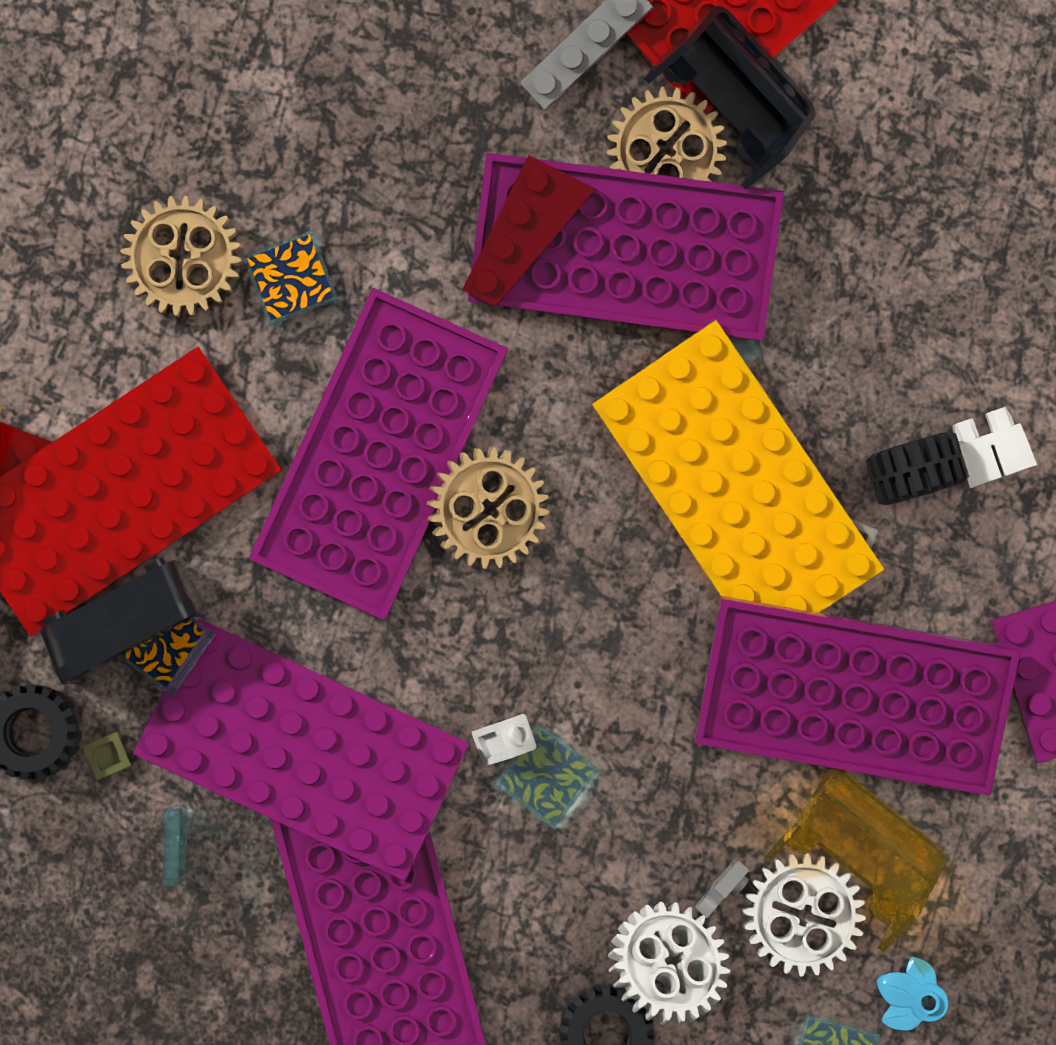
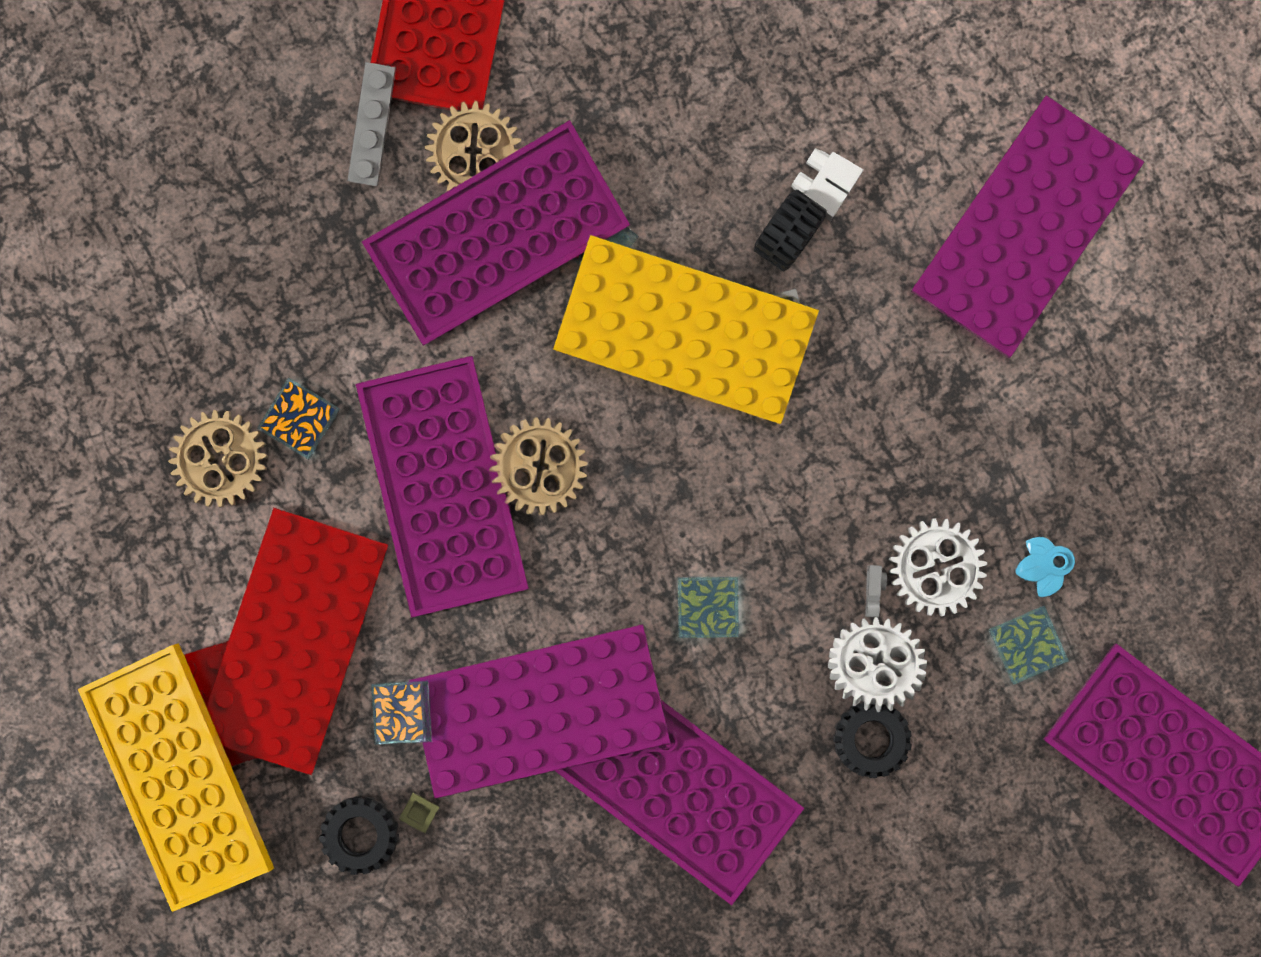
camera: 40 degrees left, 0 degrees up
(120, 620) = (361, 719): black windscreen -> none
(175, 845) = (507, 835): clear light blue tile -> none
(504, 740) = (663, 605): white bracket -> none
(530, 219) = (422, 263): dark red wing -> none
(743, 86) = (491, 73): black windscreen -> none
(856, 695) = (863, 403): magenta plate -> none
(870, 844) = (944, 490): clear yellow windscreen -> none

